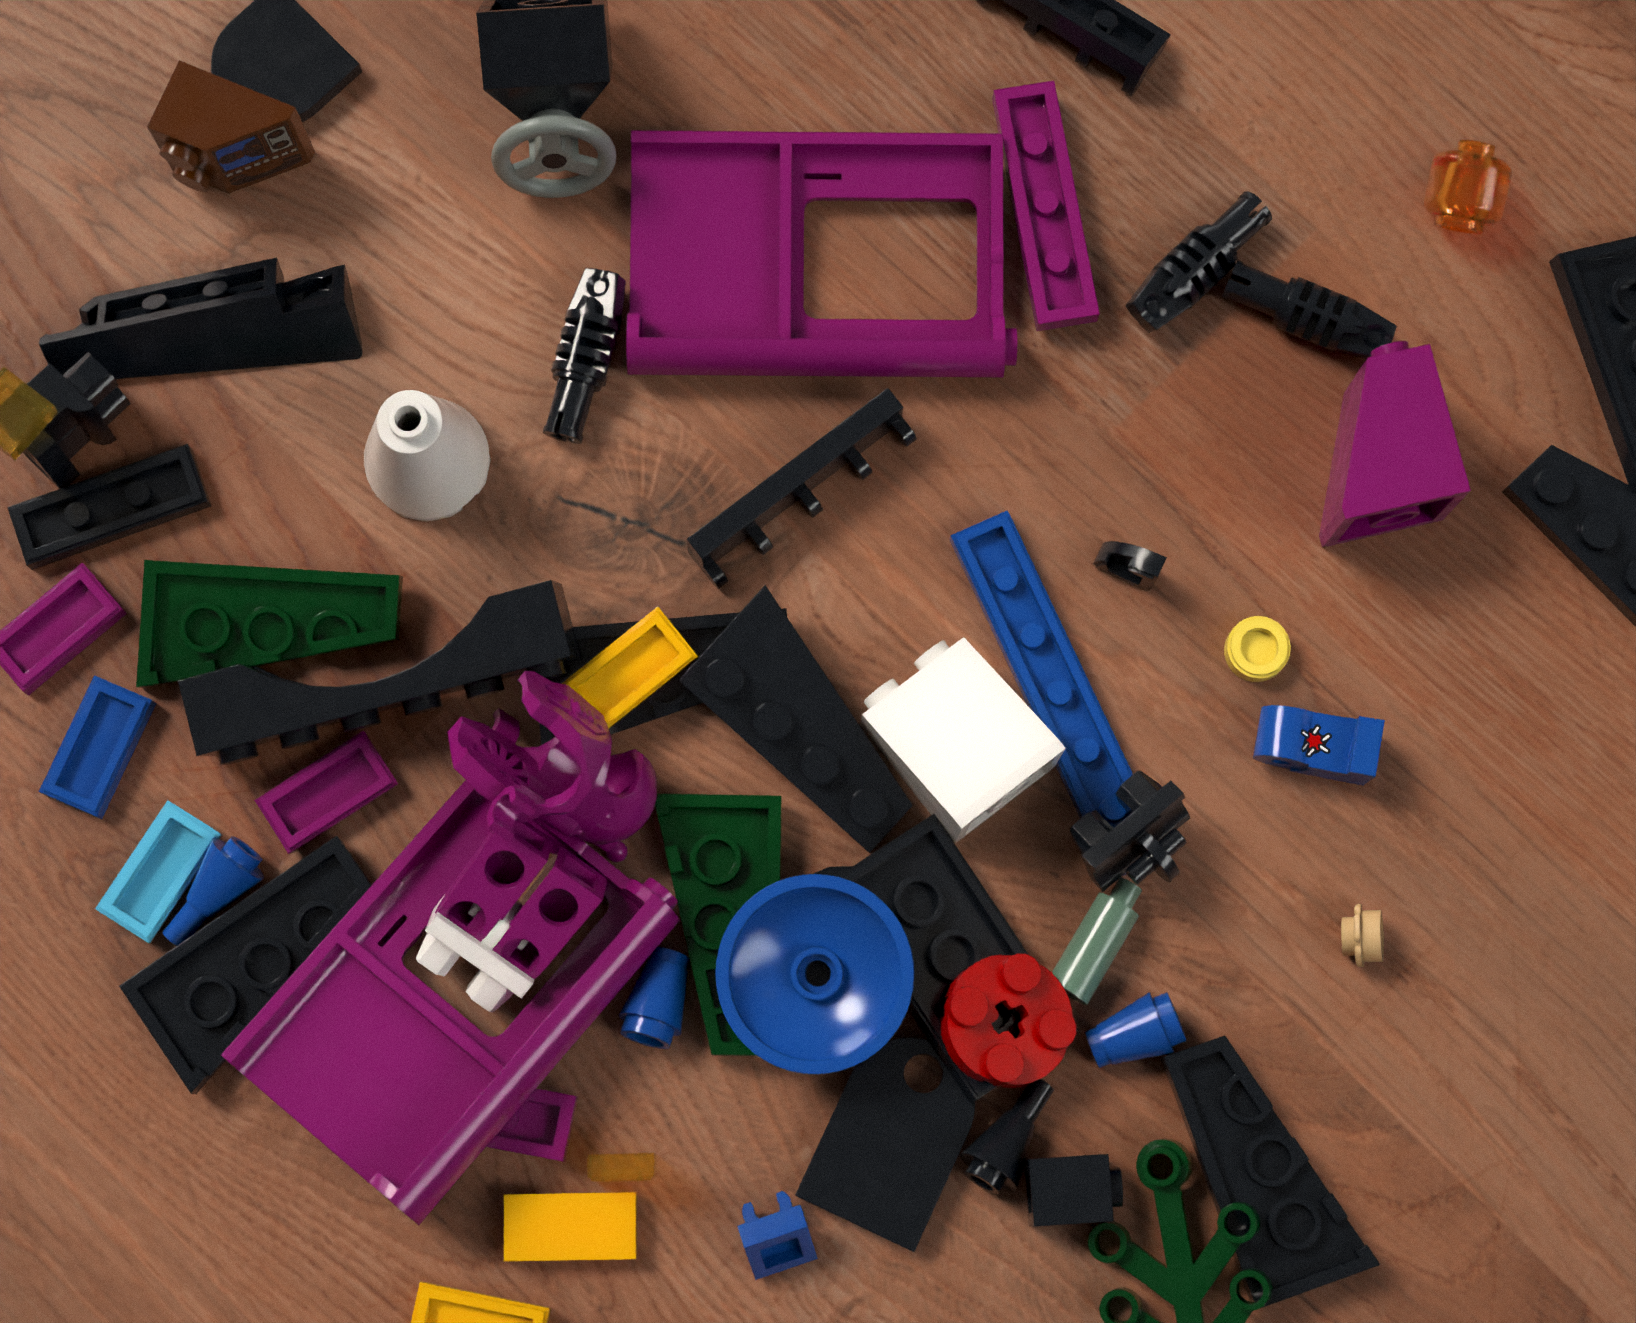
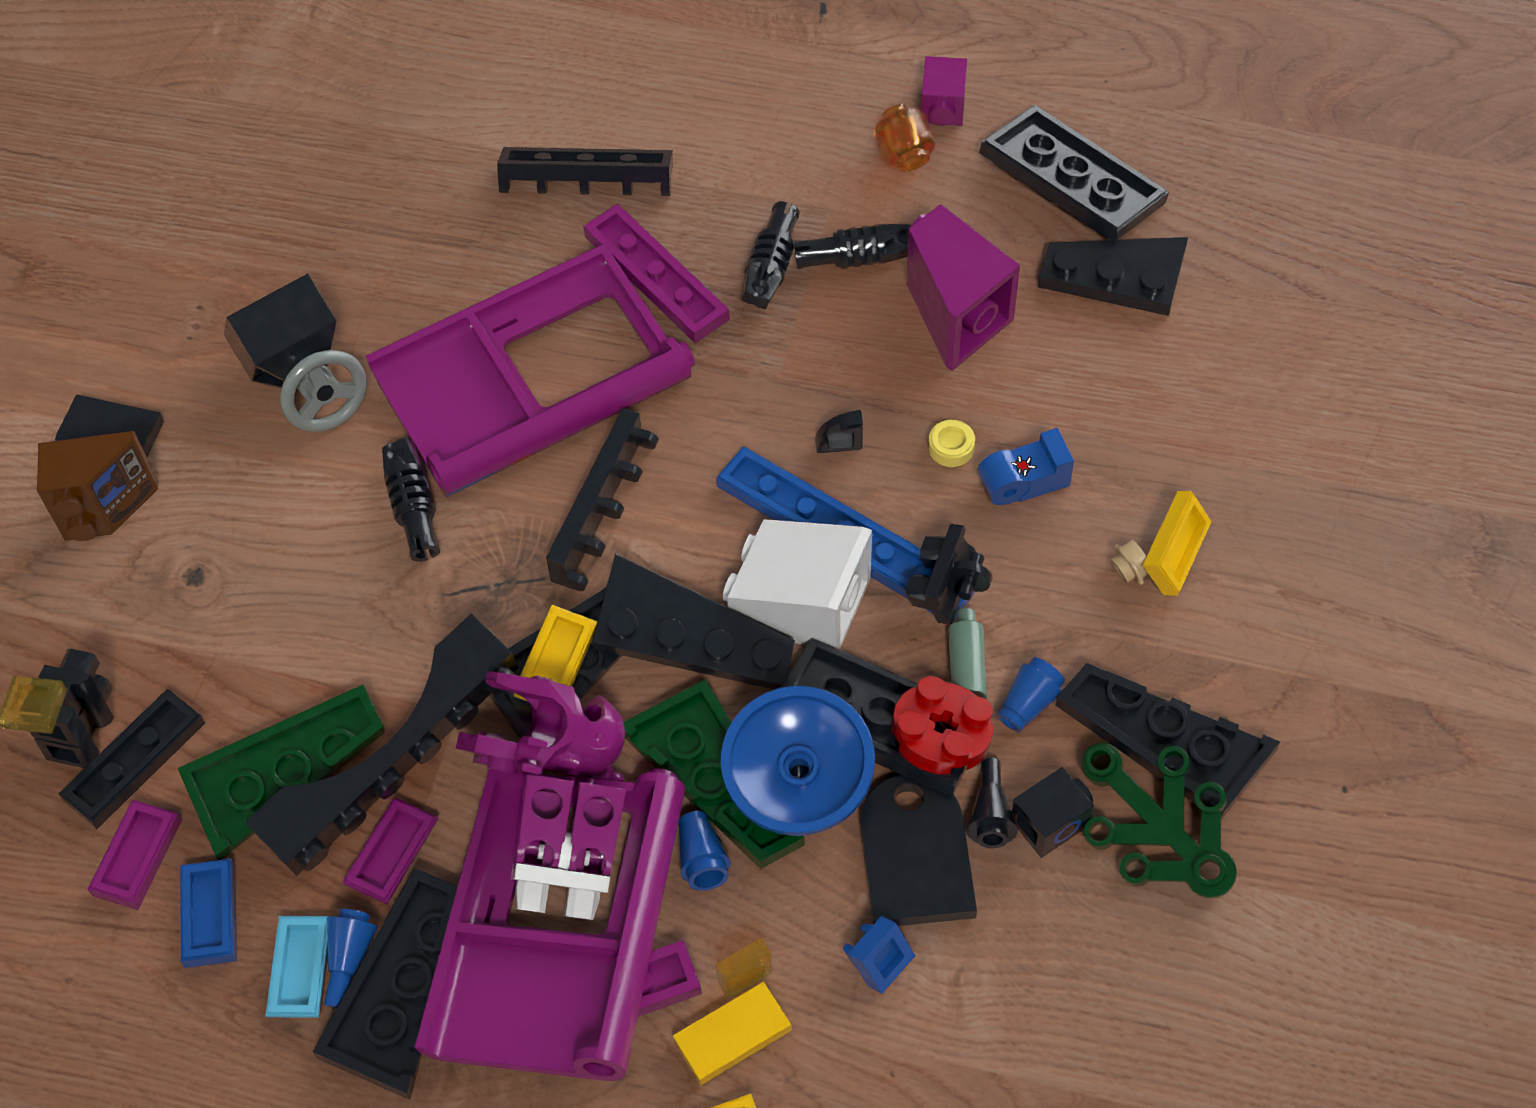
camera: 25 degrees left, 20 degrees down
(215, 323) = (153, 604): black wedge -> none
(425, 456) = (335, 603): white cone -> none
(1432, 946) = (1177, 543): none -> yellow tile
(1561, 145) = (944, 90): none -> magenta brick

